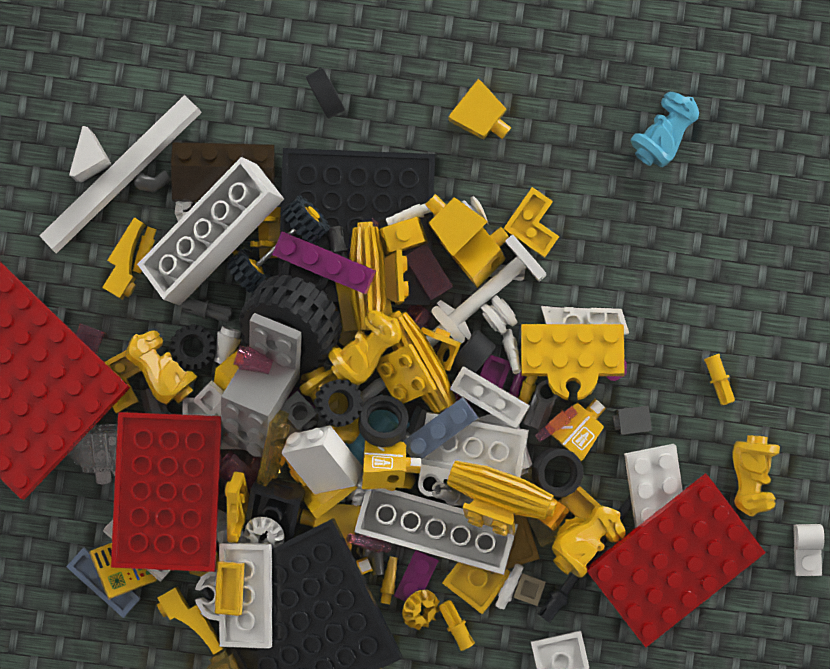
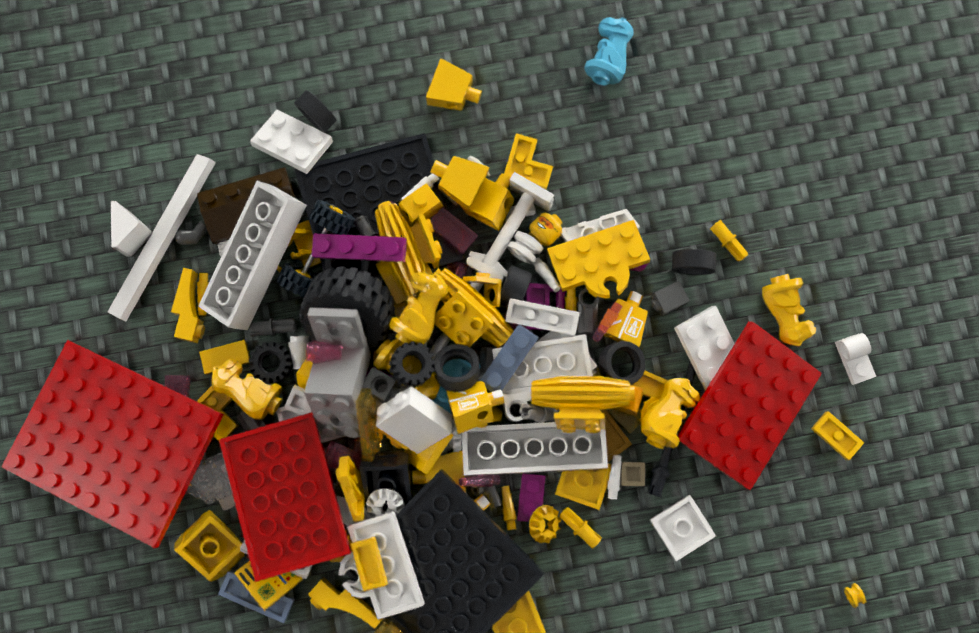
camera: 25 degrees left, 5 degrees down
(73, 515) = (210, 546): none -> yellow slope
(142, 322) = (219, 355): none -> yellow tile
(289, 116) = (291, 141): none -> white plate
(528, 302) = (546, 228): none -> yellow head
(671, 390) = (694, 262): none -> black tyre
(757, 622) = (837, 435): none -> yellow plate

